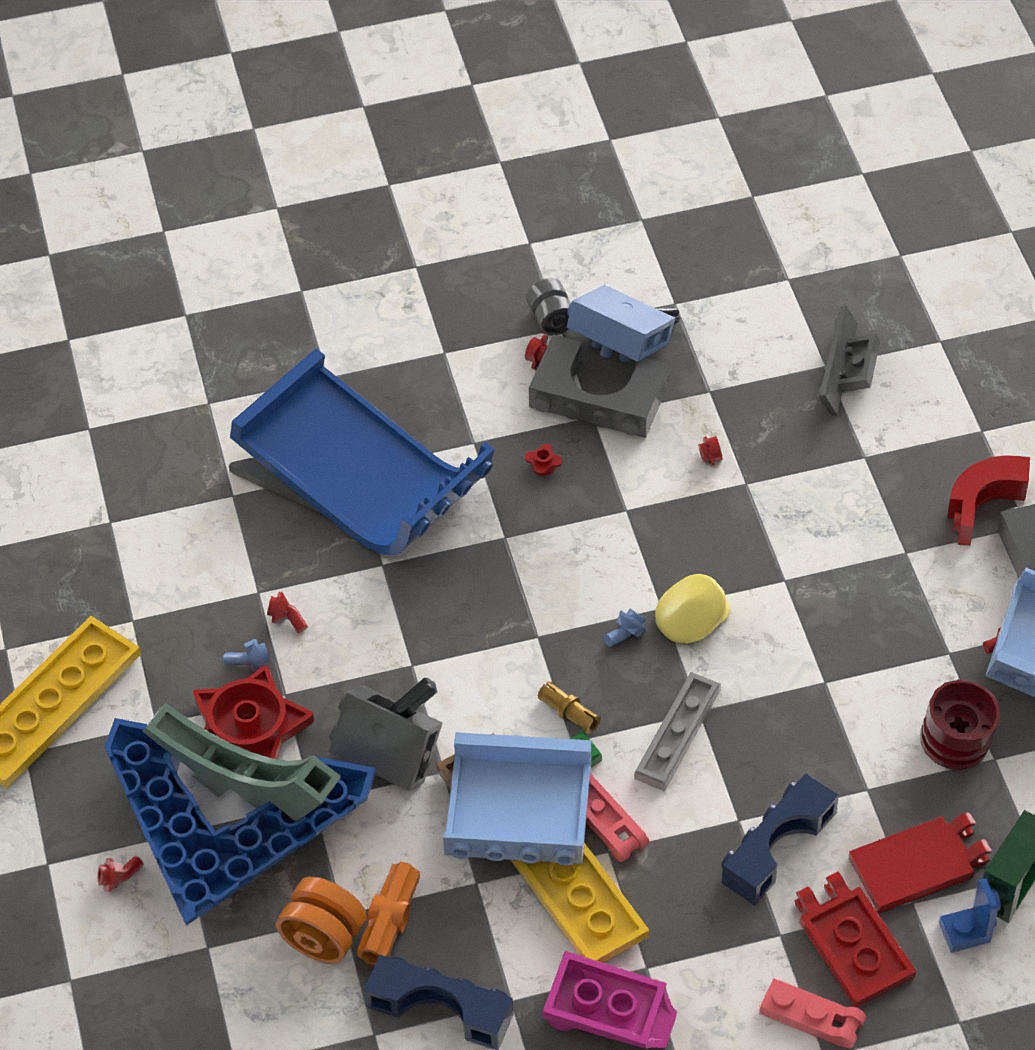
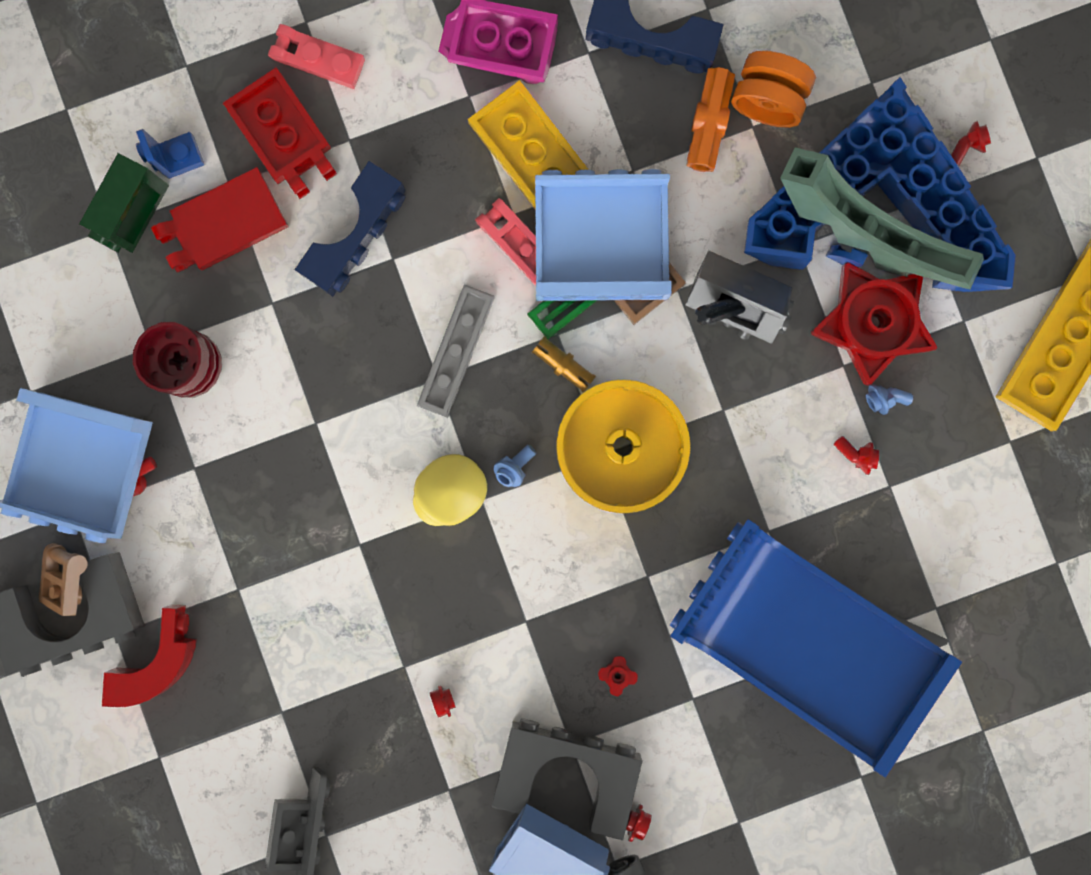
camera: 175 degrees right, 35 degrees up
(546, 627) = (657, 441): none -> yellow piece

